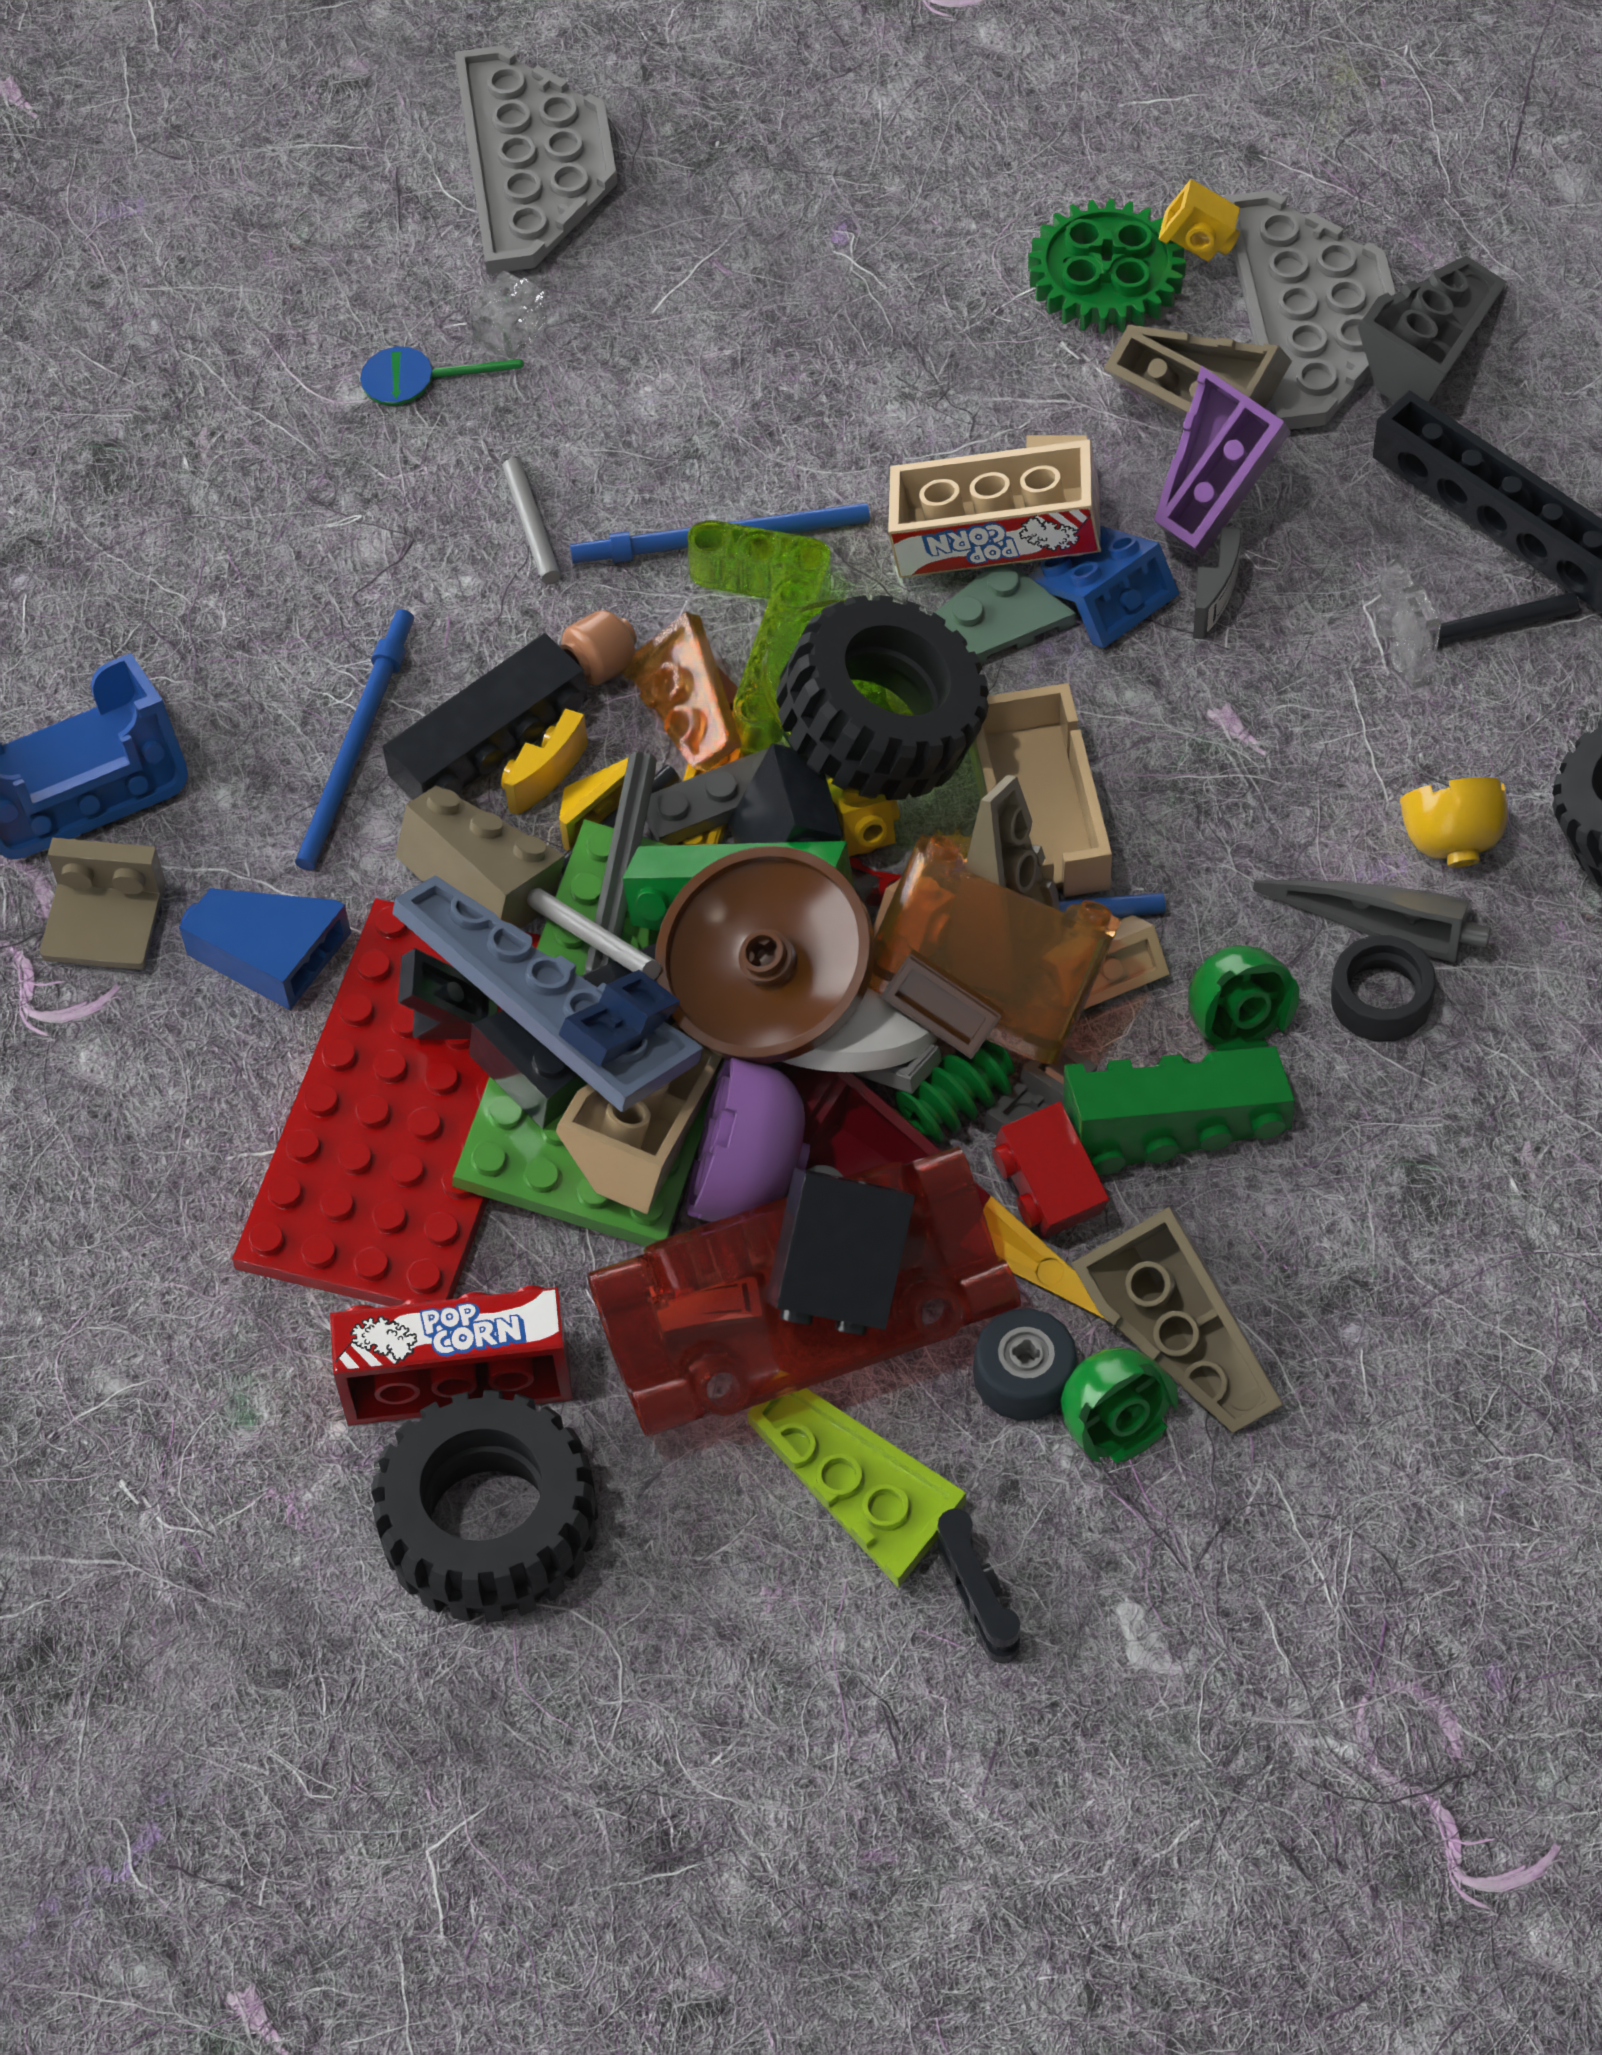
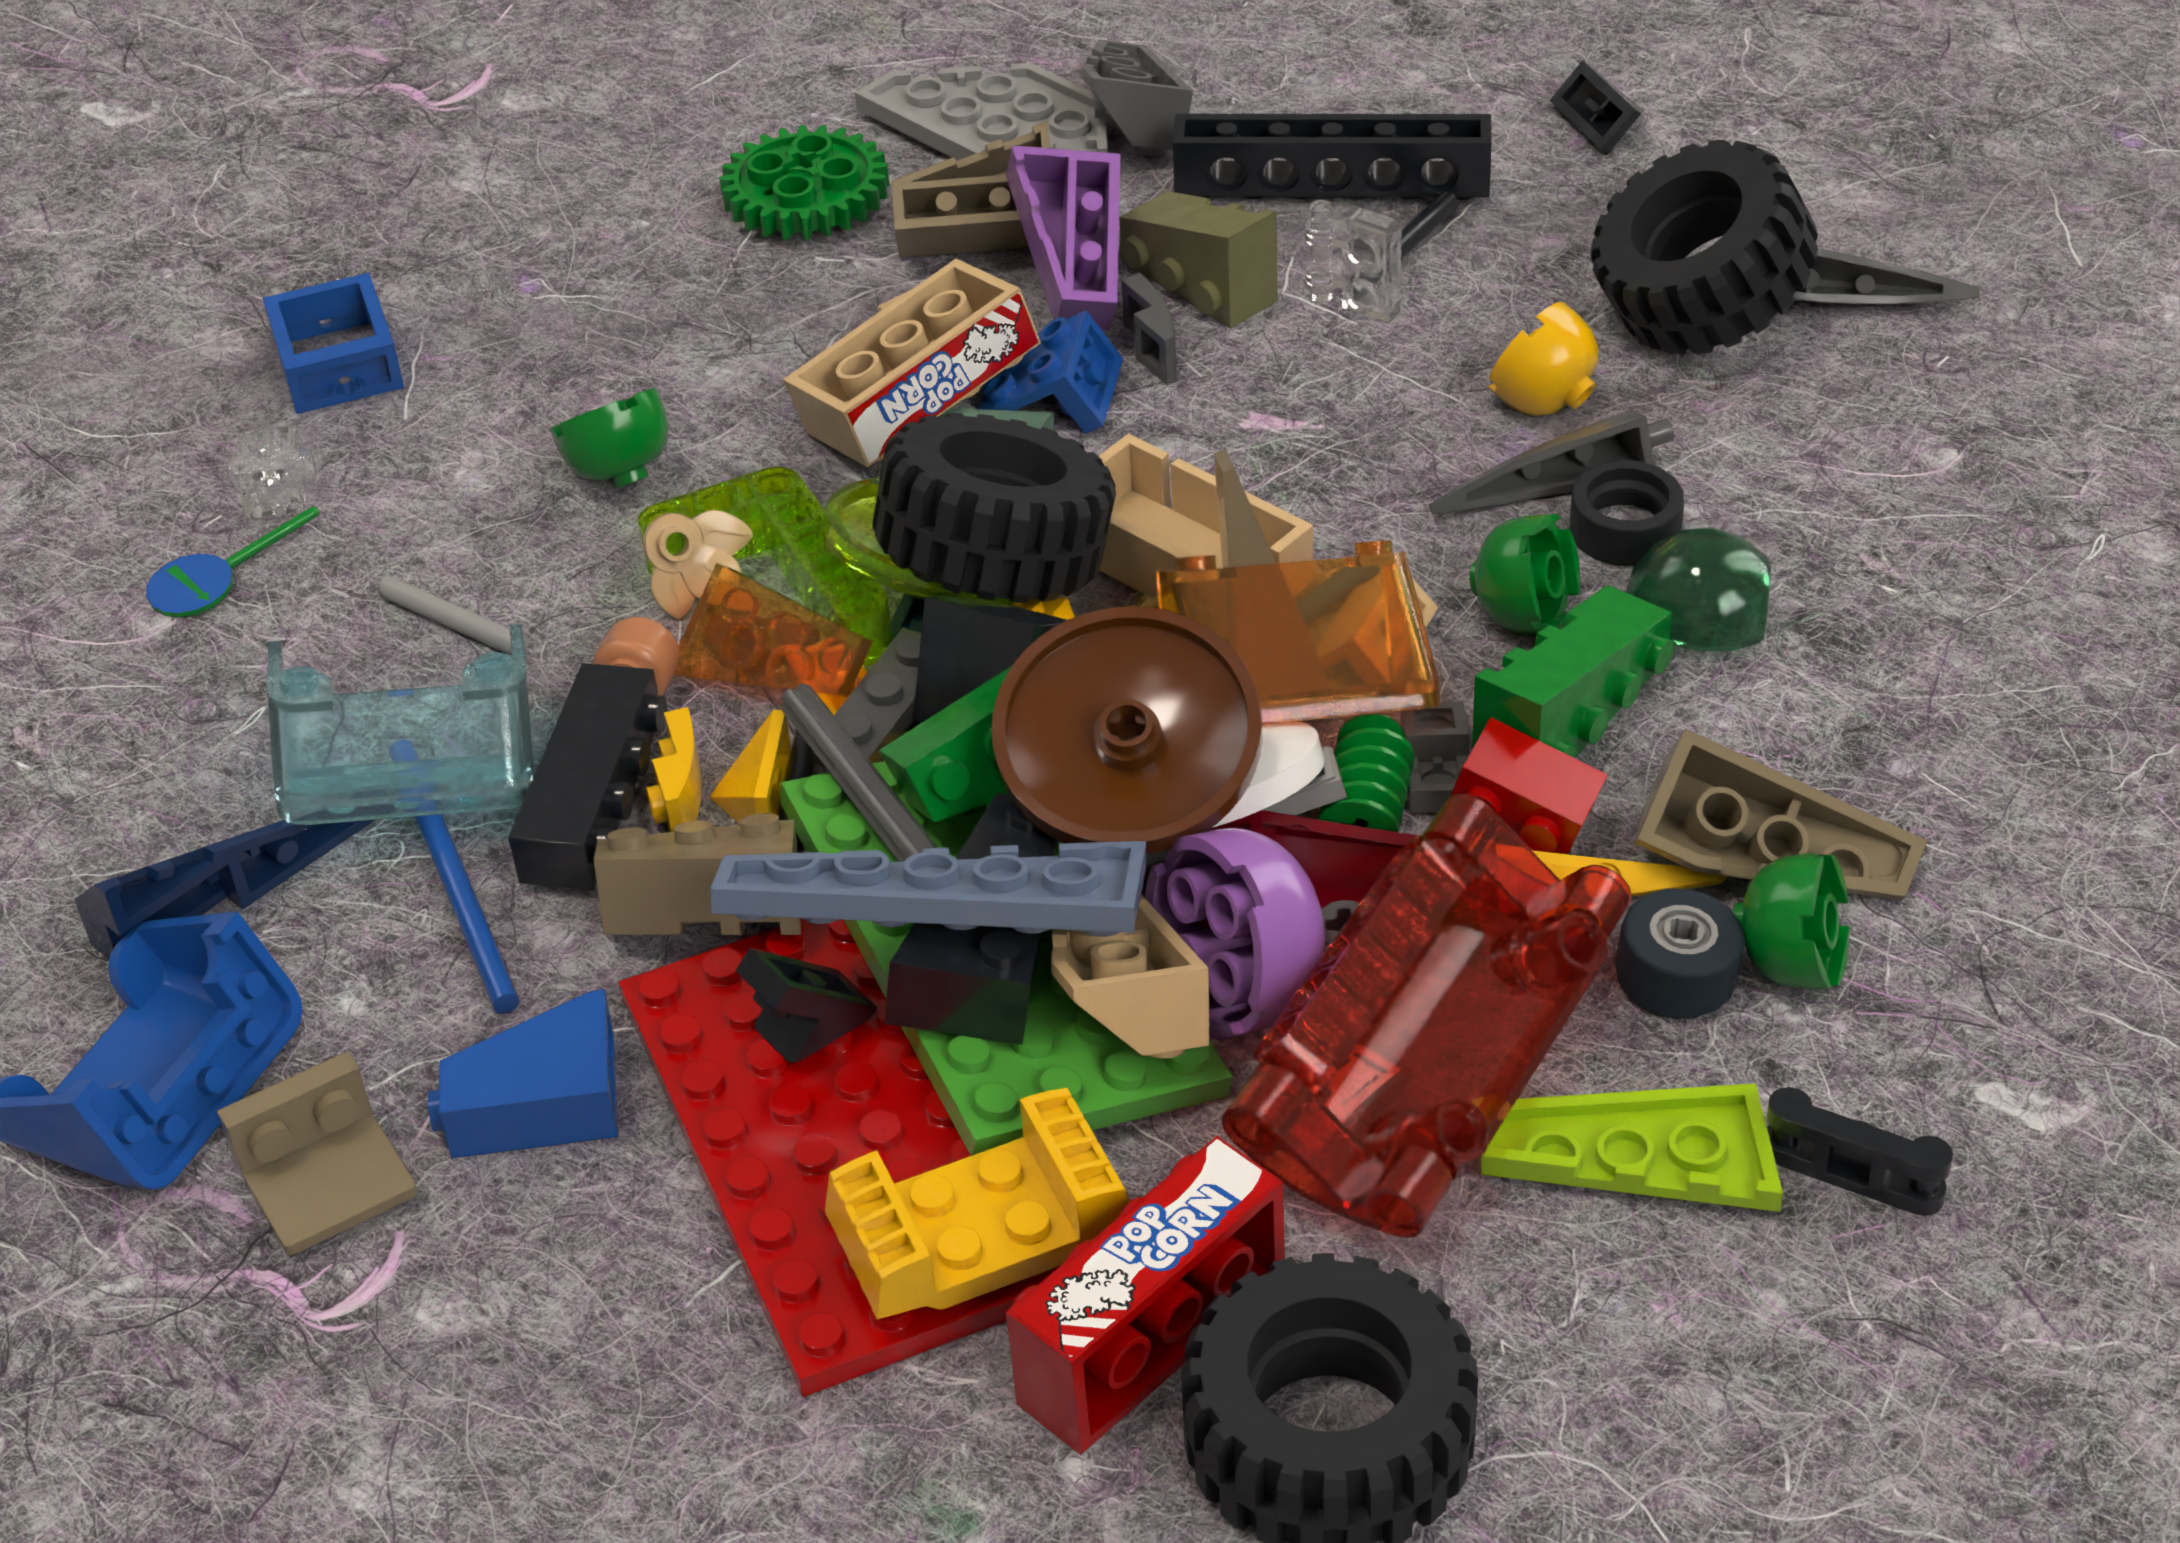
camera: 40 degrees left, 15 degrees down
(236, 646) = (200, 879): none -> dark blue wedge
(382, 635) = (400, 747): none -> clear light blue windscreen
(407, 1228) = (979, 1217): none -> yellow plate
(534, 155) = (172, 364): light grey plate -> none
(592, 933) = (945, 828): light grey bar -> none
(621, 1019) = (1050, 852): dark blue slope -> none
(622, 546) = (573, 583): blue bar -> none
(660, 252) = (316, 373): none -> blue window
(710, 591) = (707, 539): none -> tan plate
(747, 437) = (615, 439): none -> green cylinder
(839, 1251) = (1448, 934): black brick -> none
(942, 1003) = (1316, 694): reddish brown tile -> none
(1201, 222) = (863, 105): yellow brick -> none
(1314, 537) = (1205, 253): none -> olive wedge
(1360, 1095) = (1710, 584): none -> clear green cylinder

